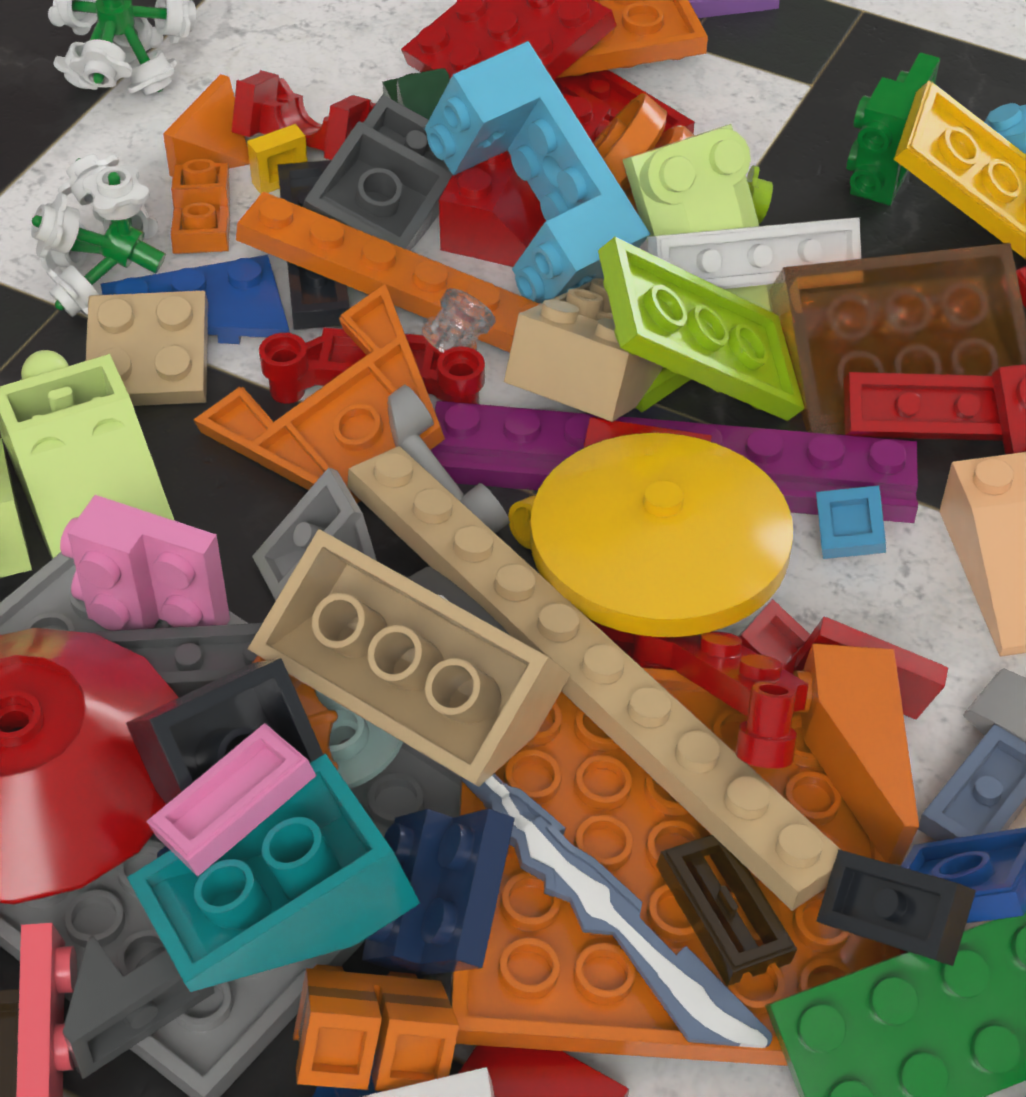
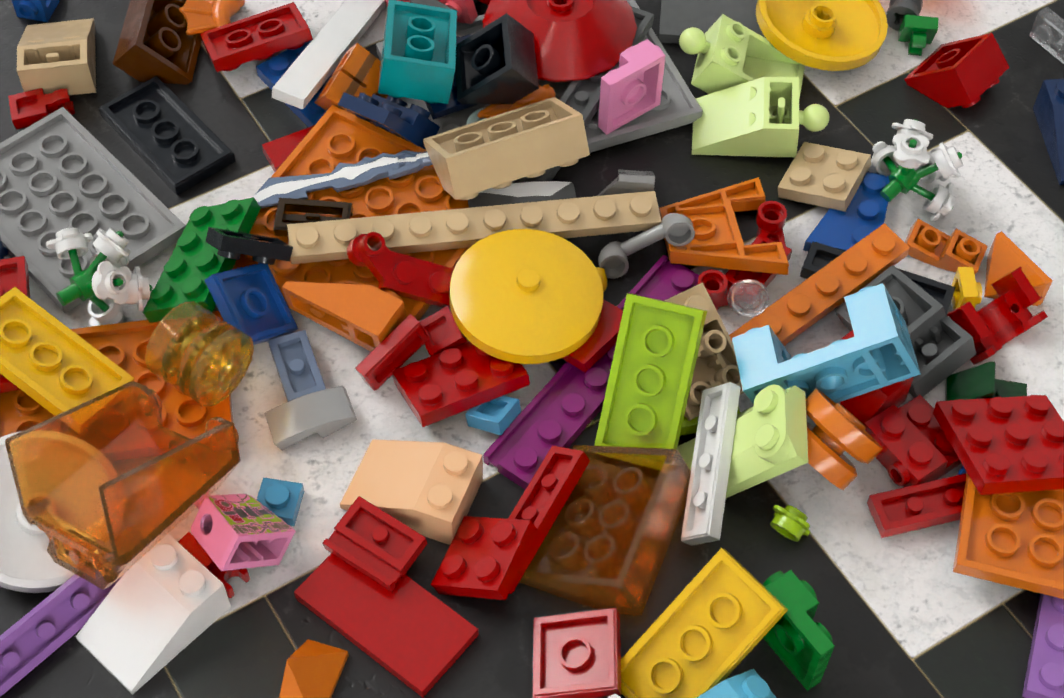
camera: 120 degrees right, 5 degrees up
(231, 799) = (458, 37): bright pink tile -> none
(854, 578) = (456, 382): none -> red plate

